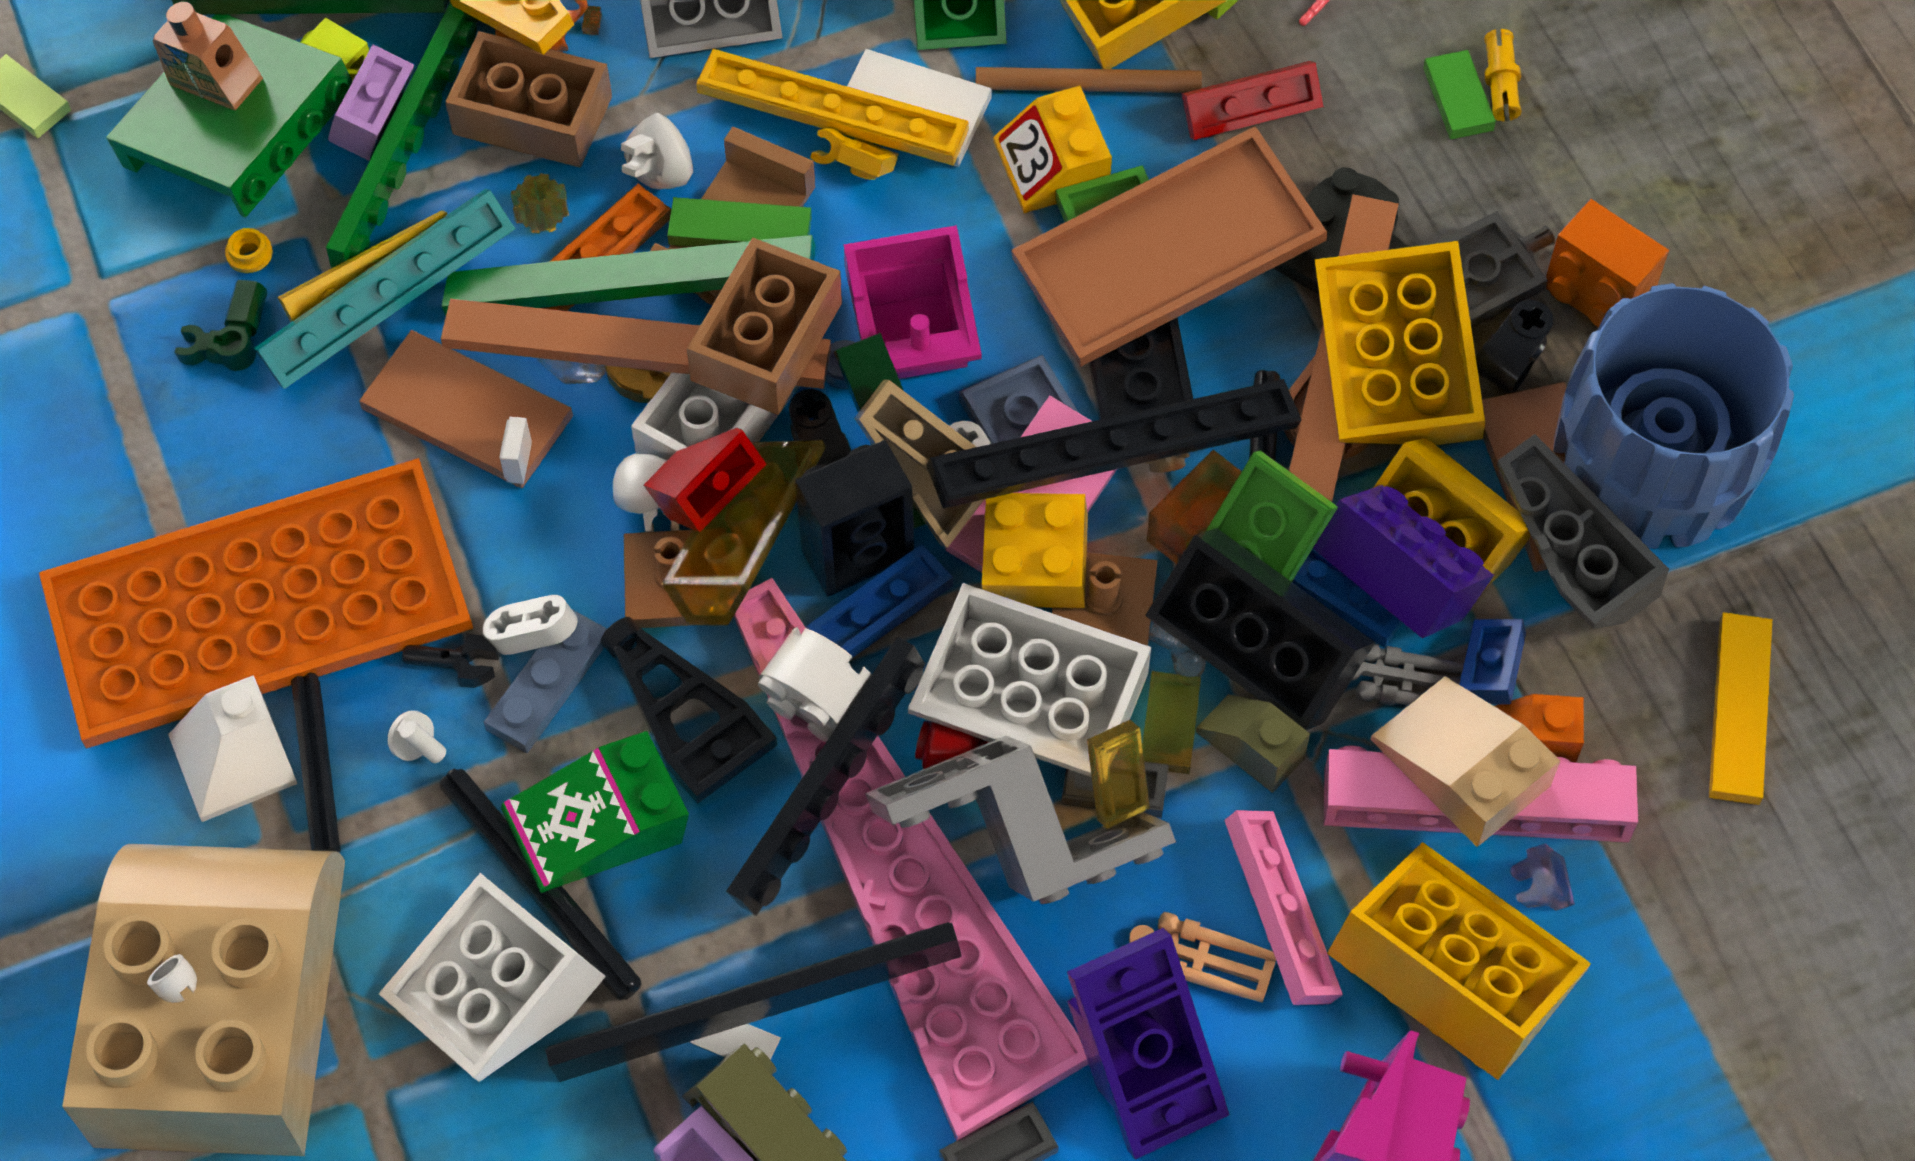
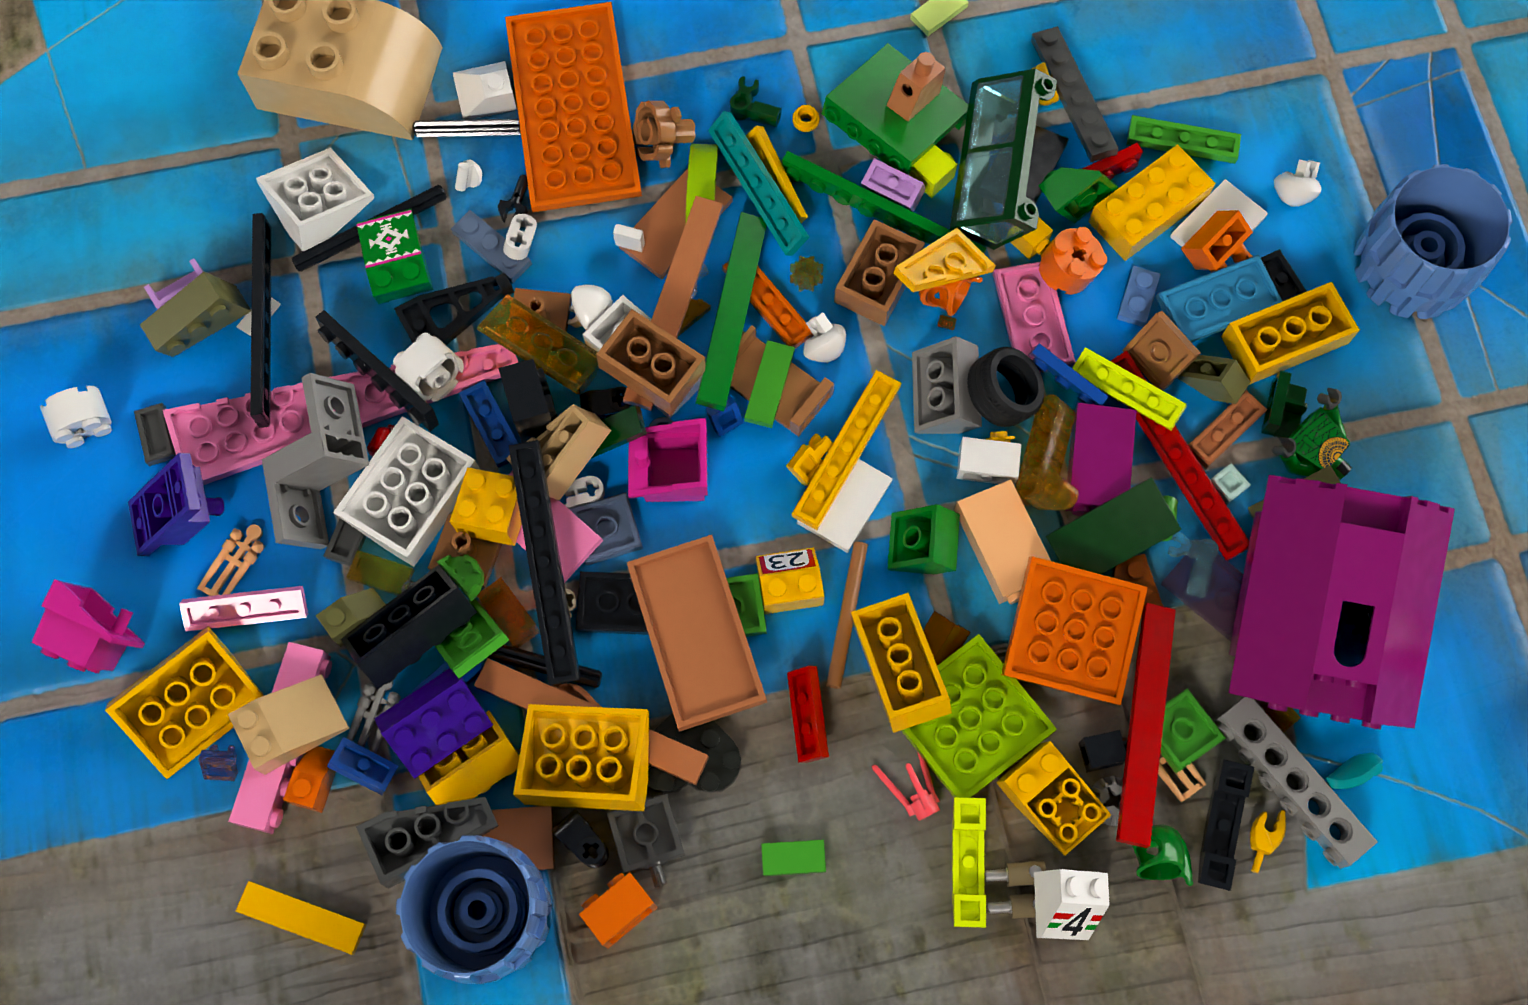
camera: 100 degrees right, 10 degrees up
(172, 978) = (312, 23): white hinge -> none
(304, 437) = (660, 127): none -> medium nougat piece
(392, 367) = (701, 173): none -> lime slope
(704, 478) = (567, 322): red slope -> none
(1118, 774) = (330, 522): clear yellow tile -> none
(1149, 569) = (464, 573): none -> bright green tile
(1502, 75) = (801, 890): yellow pin -> none

